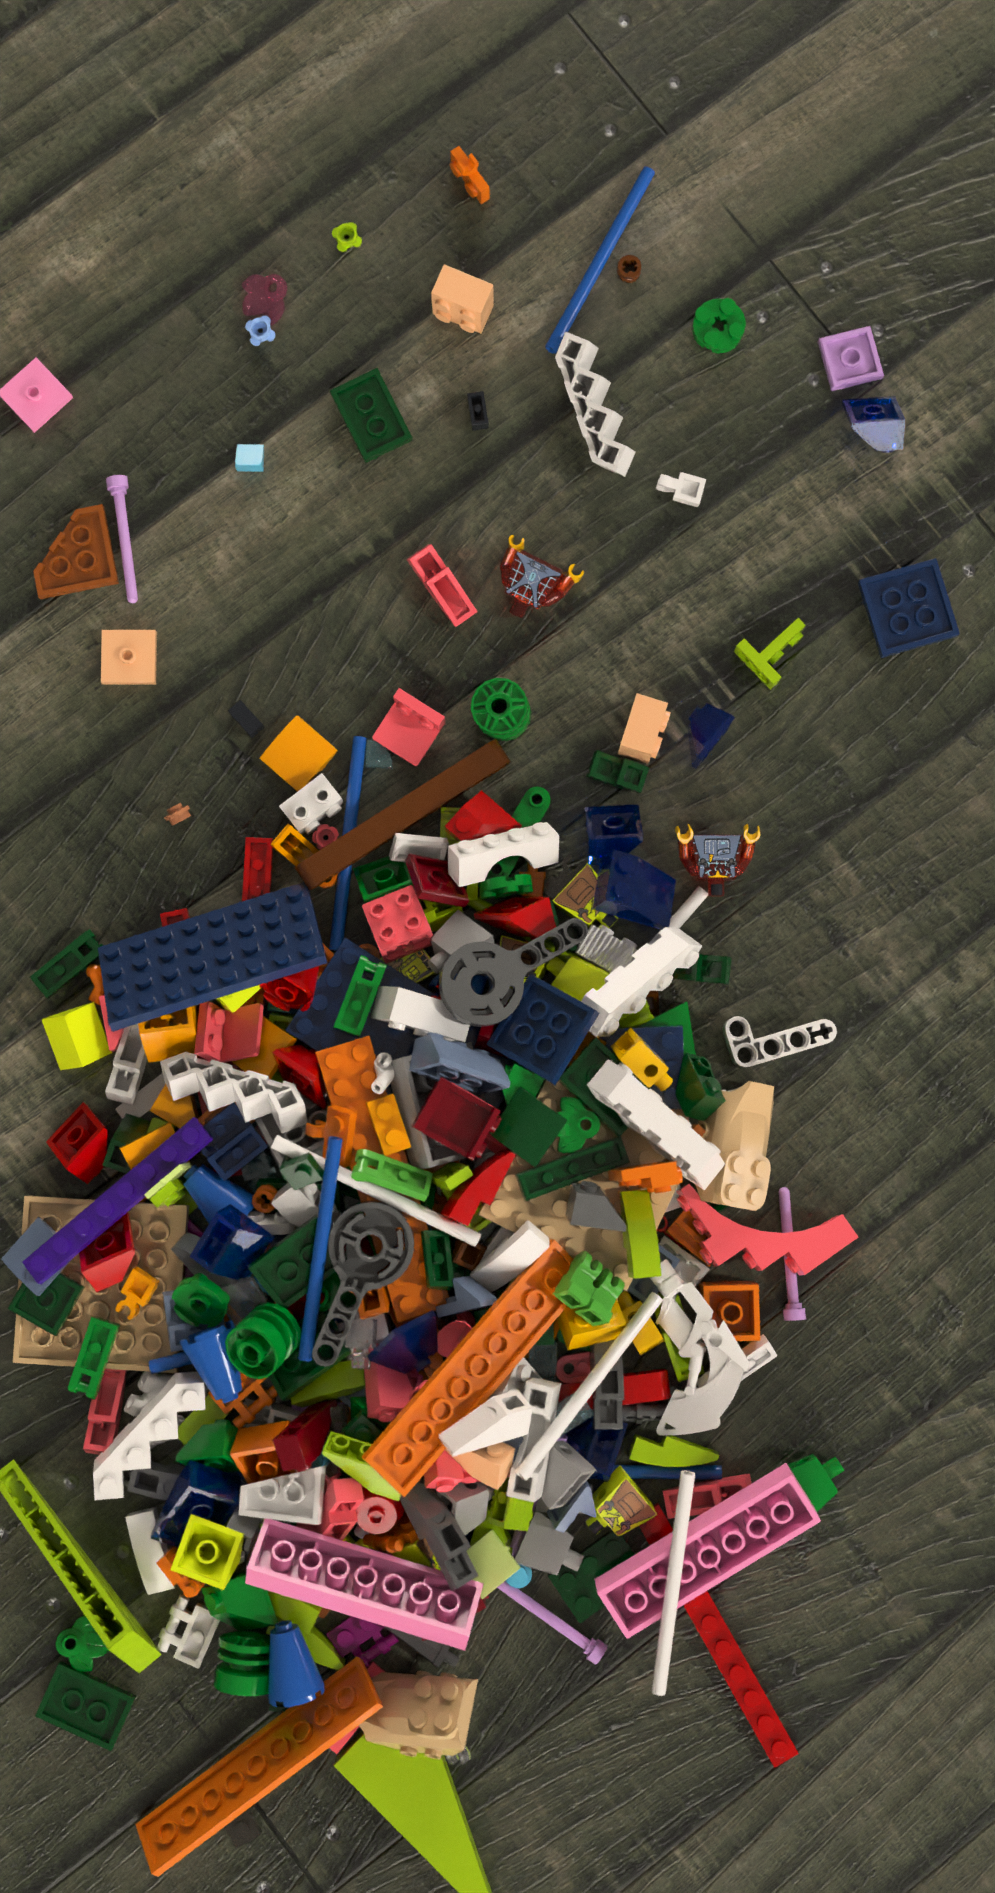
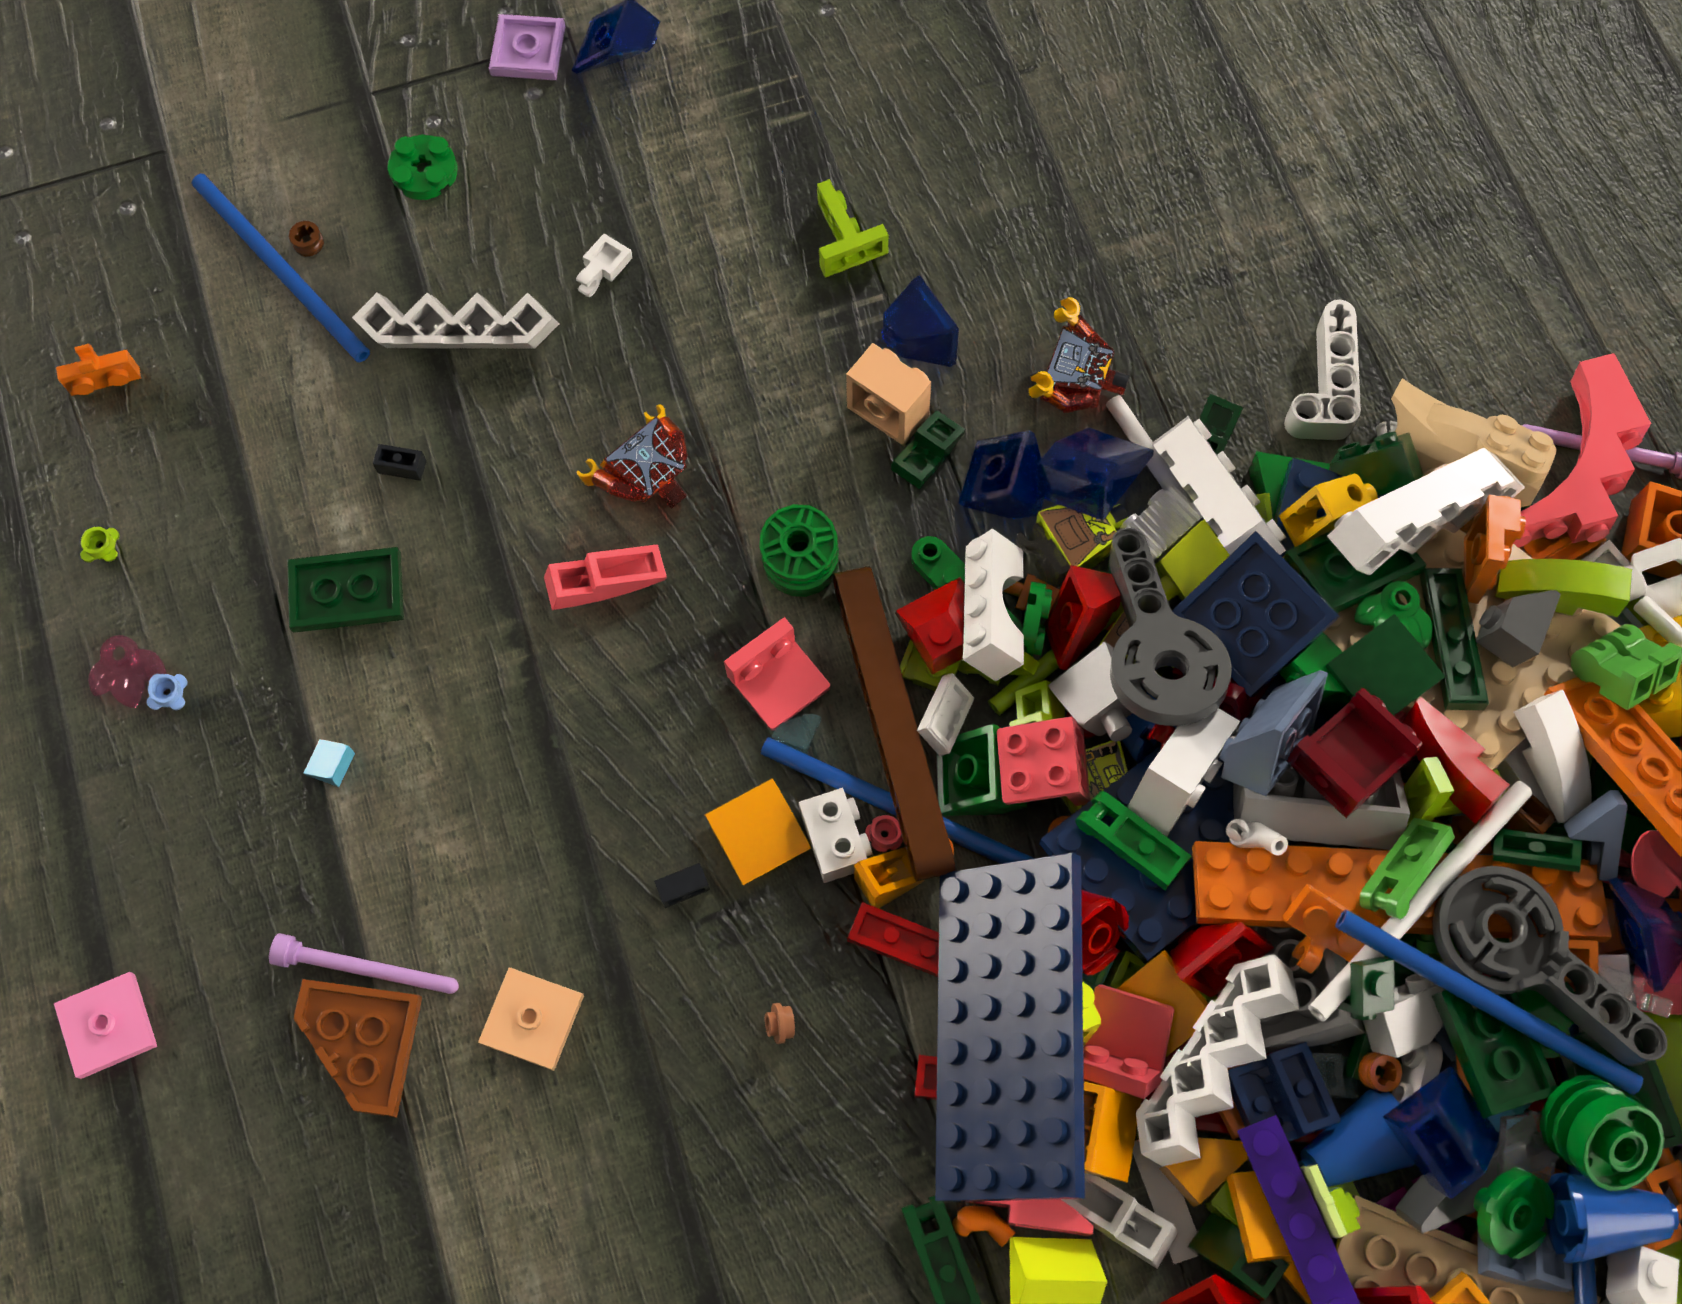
camera: 70 degrees left, 15 degrees down
(388, 1125) = (1331, 853): light orange plate -> none
(433, 882) = (999, 701): dark red plate -> none
(462, 299) = (251, 424): light nougat brick -> none
(908, 608) = (849, 77): dark blue plate -> none

